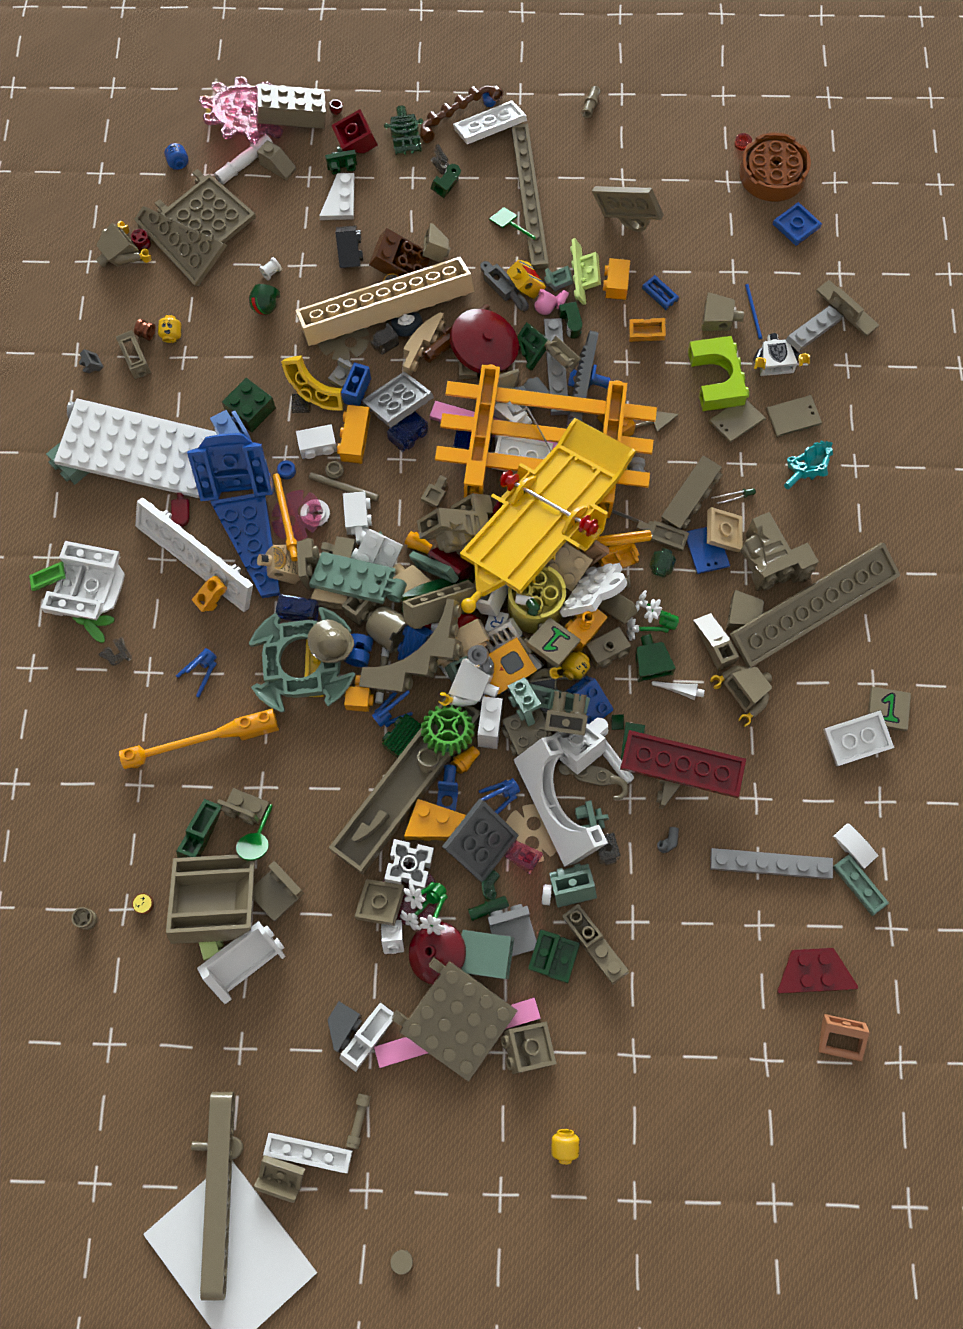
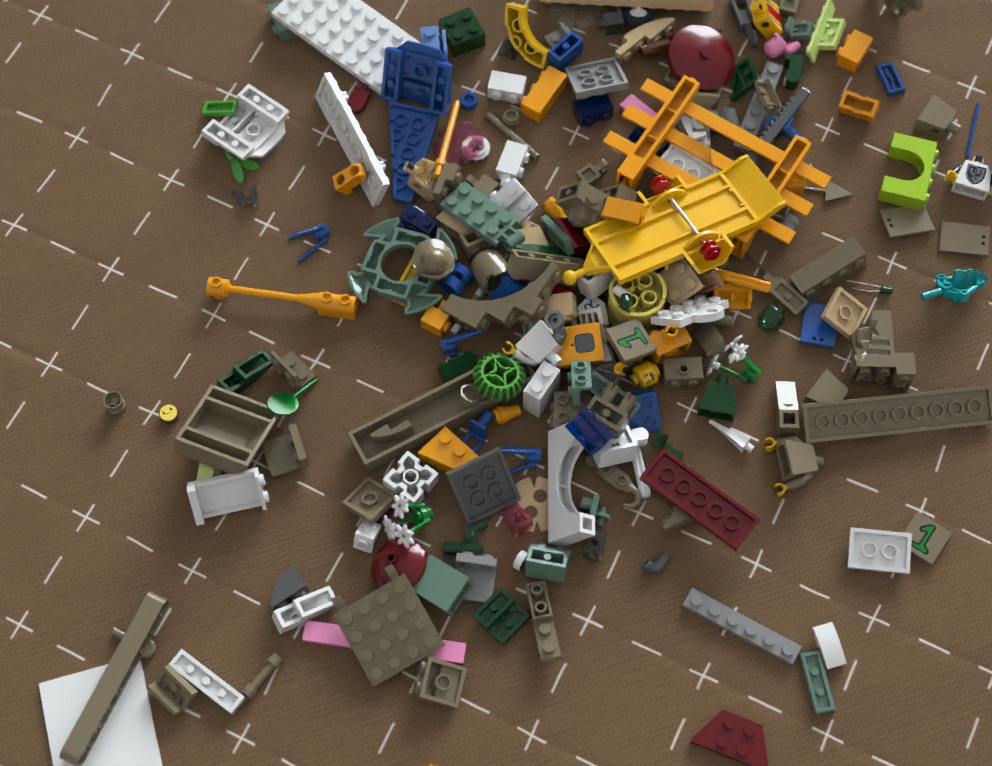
camera: 25 degrees right, 5 degrees down
(490, 520) = (624, 210): none -> light orange hinge
(558, 747) = (589, 431): none -> clear blue brick

